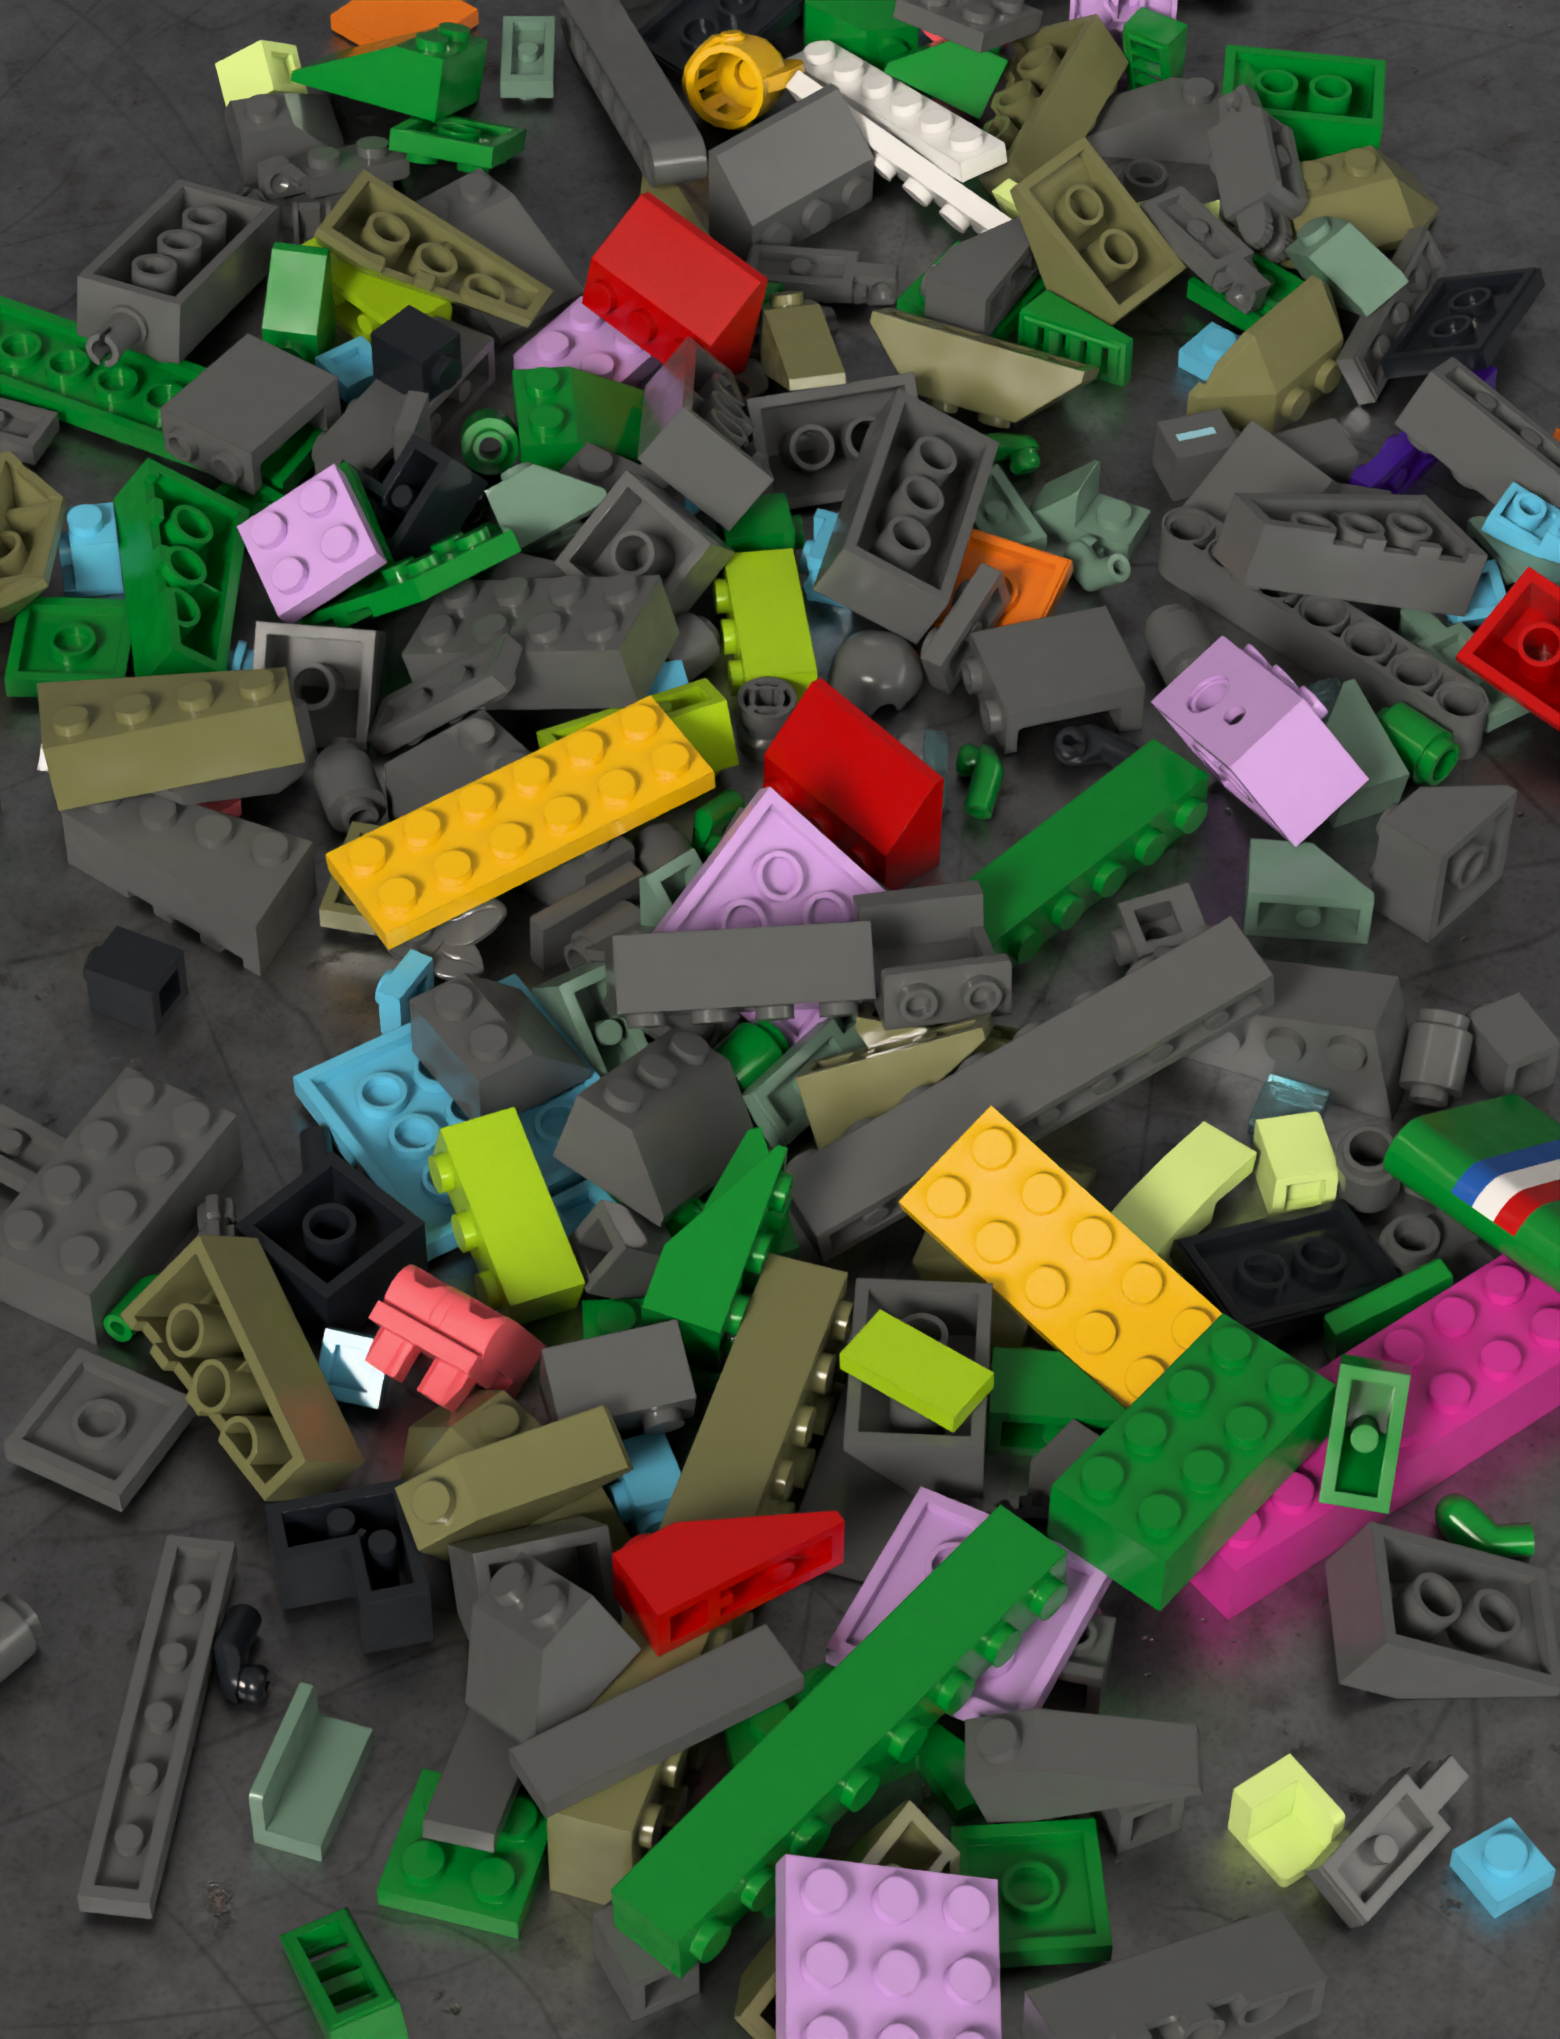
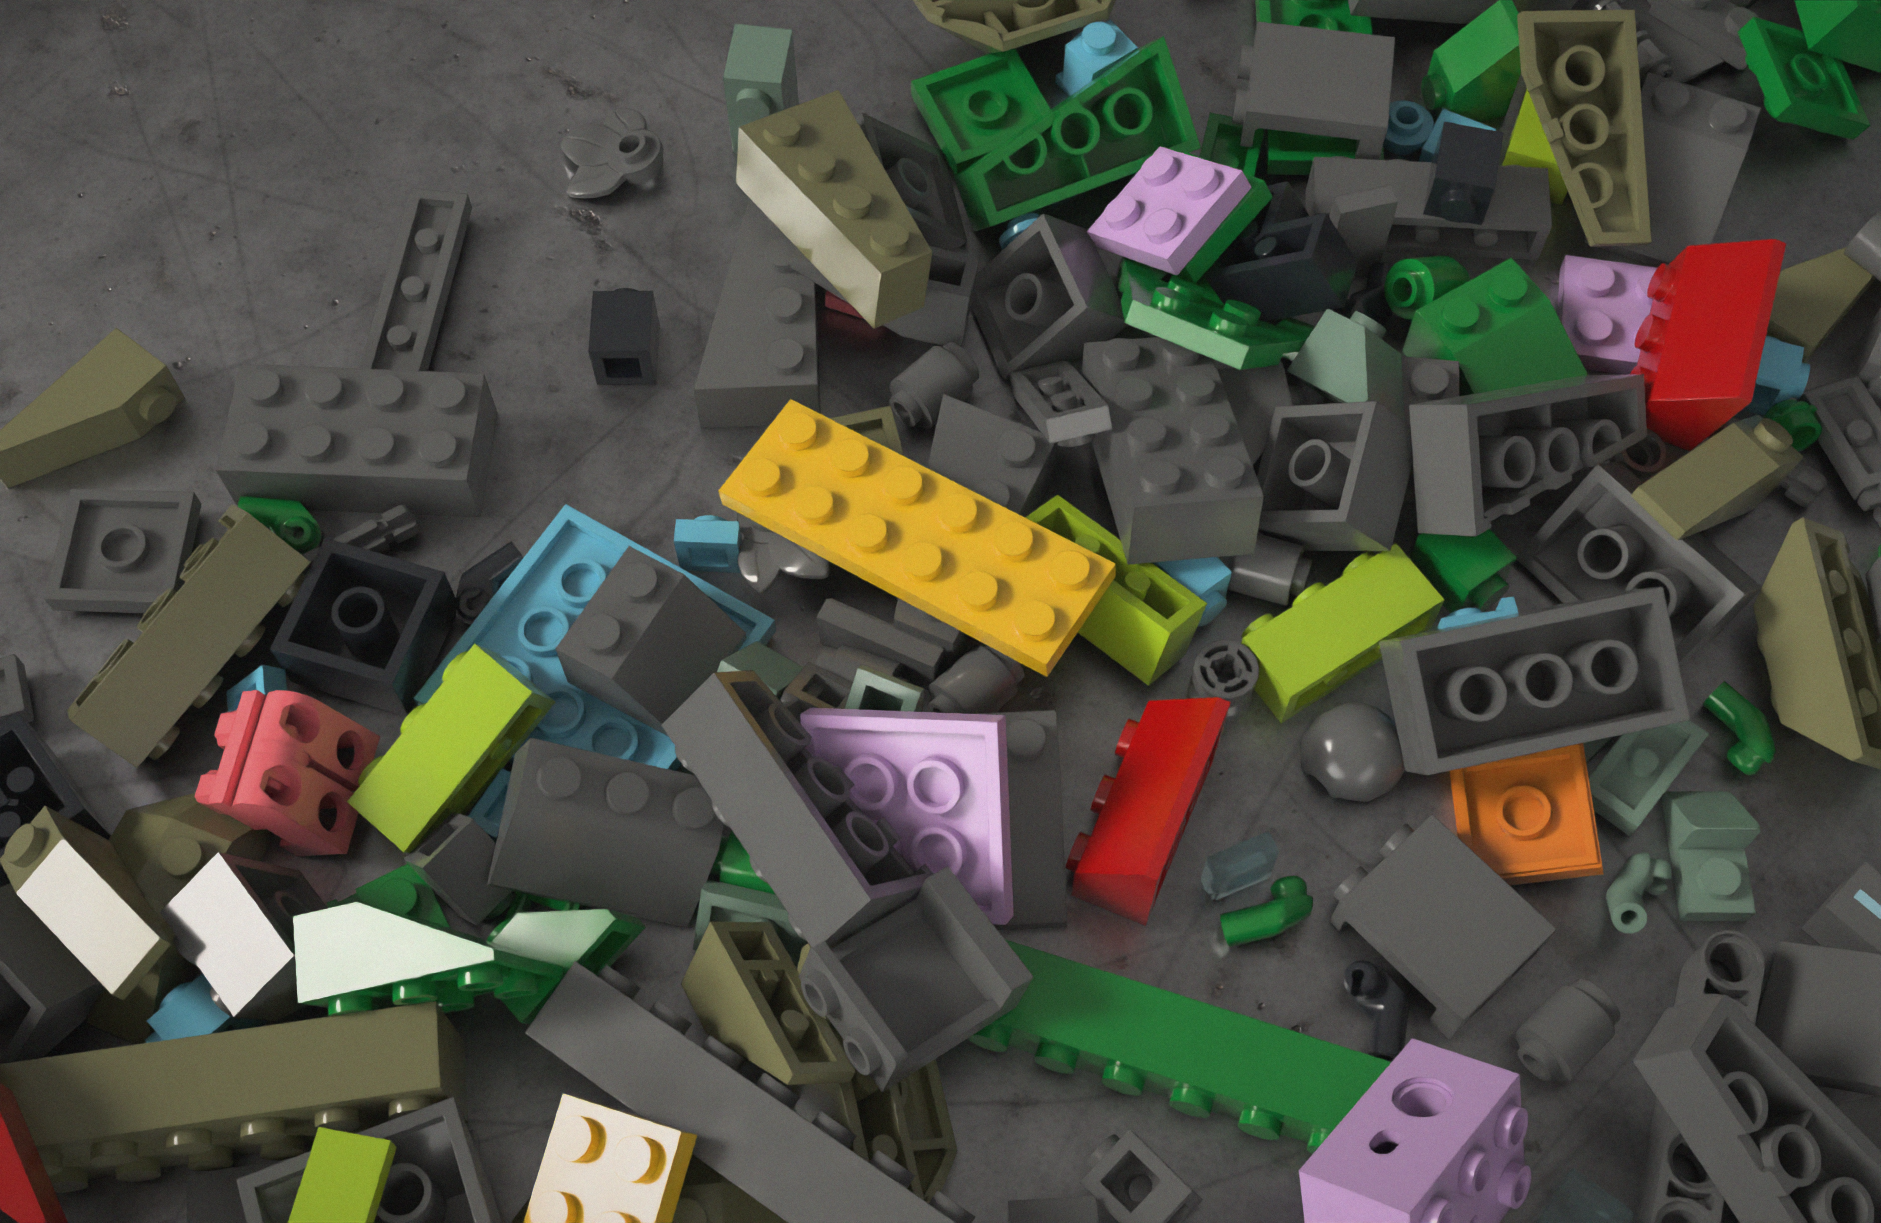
camera: 65 degrees right, 15 degrees up
(712, 819) = (1069, 694): green arm -> none
(975, 608) = (1464, 806): dark grey plate -> none

